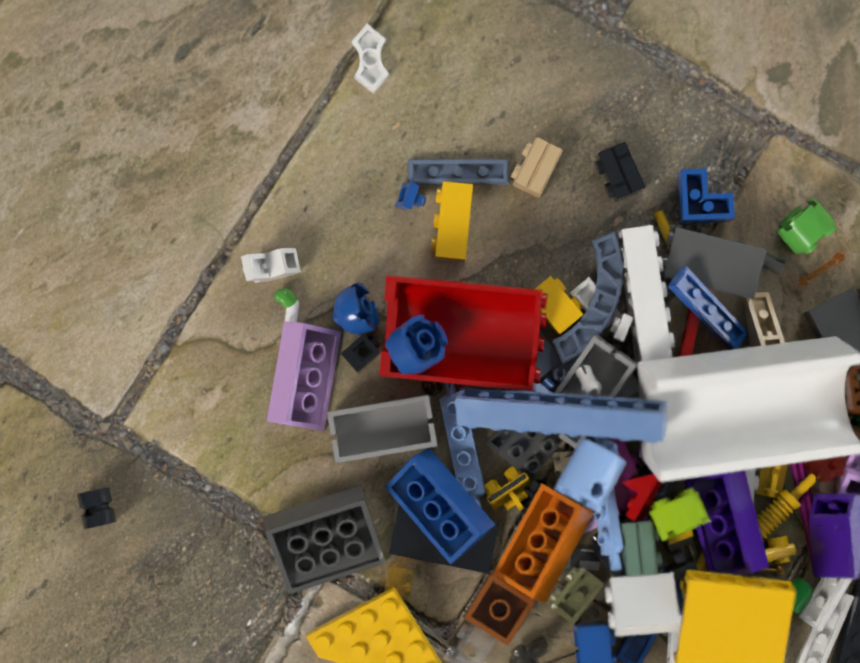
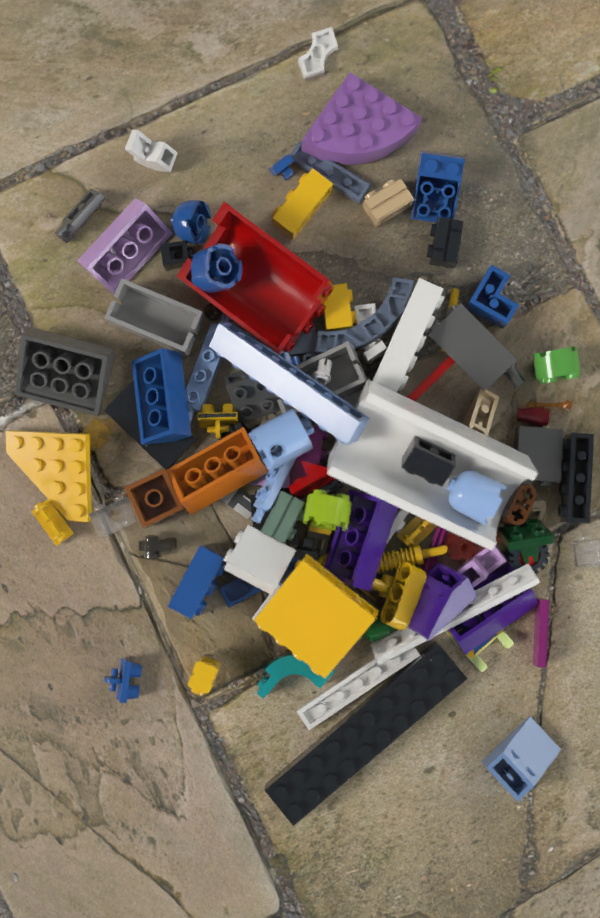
camera: 35 degrees right, 0 degrees up
(237, 372) = (79, 215): none -> dark grey hinge
(290, 302) = (149, 188): arm -> none
(461, 107) = (359, 125): none -> medium lavender brick
(575, 120) = (437, 186): none -> blue slope
(575, 594) = (217, 522): olive bracket -> none
(708, 309) = (446, 377): blue tile -> none
(747, 406) = (428, 461): none -> black brick
(802, 550) = (403, 596): none -> yellow beam
(813, 410) = (475, 495): none -> light blue cylinder
(816, 289) = (535, 416): none -> dark red cone

